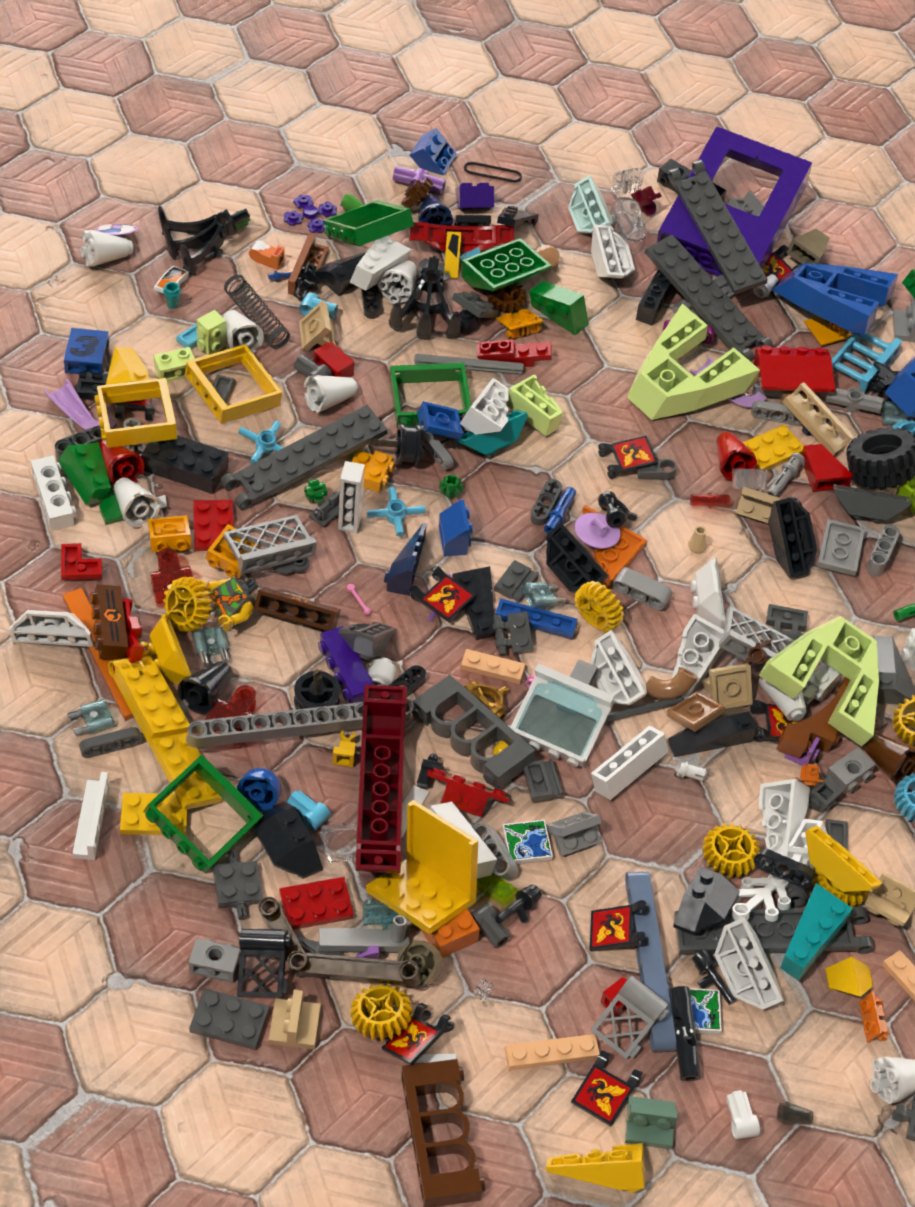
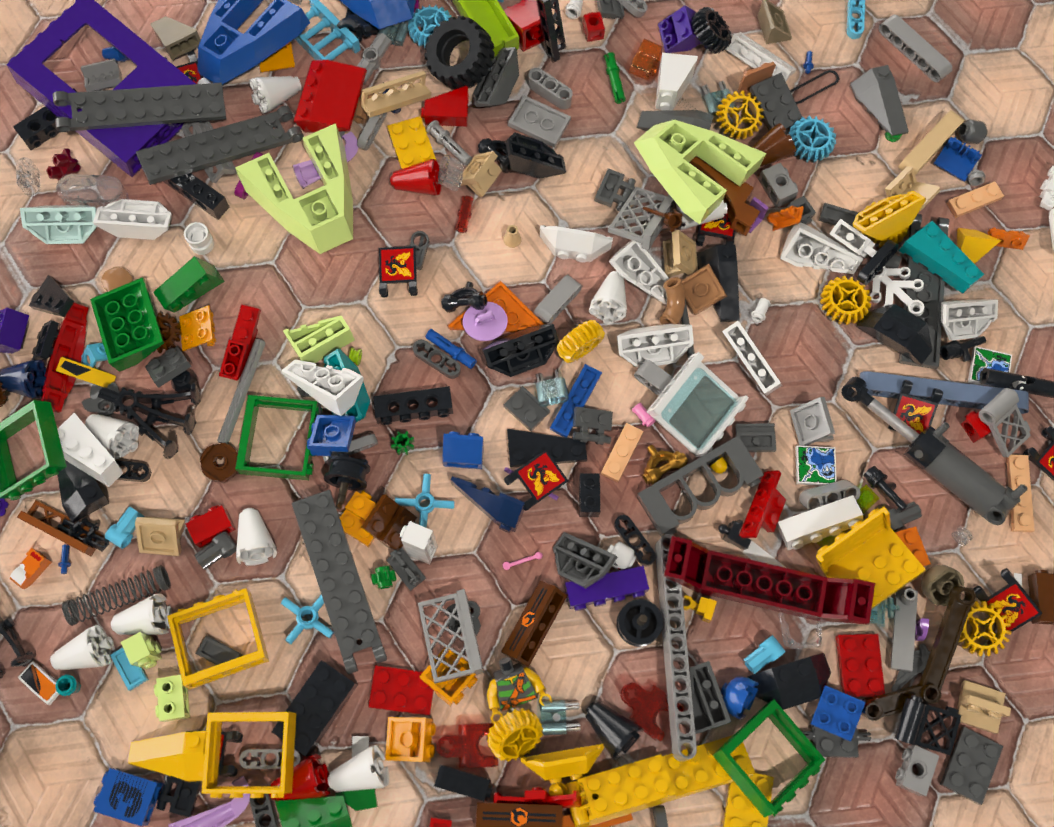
camera: 75 degrees left, 20 degrees up
(137, 571) = (463, 783): none -> black slope
(204, 298) = (86, 650): none -> white cone
(240, 756) = (707, 699): none -> dark grey wedge
(260, 875) = (838, 713): none -> blue hinge
(376, 484) = (387, 521): none -> reddish brown plate
(387, 355) = (208, 462): none -> reddish brown plate
(438, 639) = (589, 495): none -> black brick
(491, 489) = (403, 400): none -> black brick
(528, 438) = (355, 356): none -> lime bush
(563, 955) = (944, 461): none -> dark grey piece
(608, 304) = (199, 238): none -> white wheel
(655, 629) = (610, 300): none -> white cone
(783, 328) = (273, 91): none -> white cone

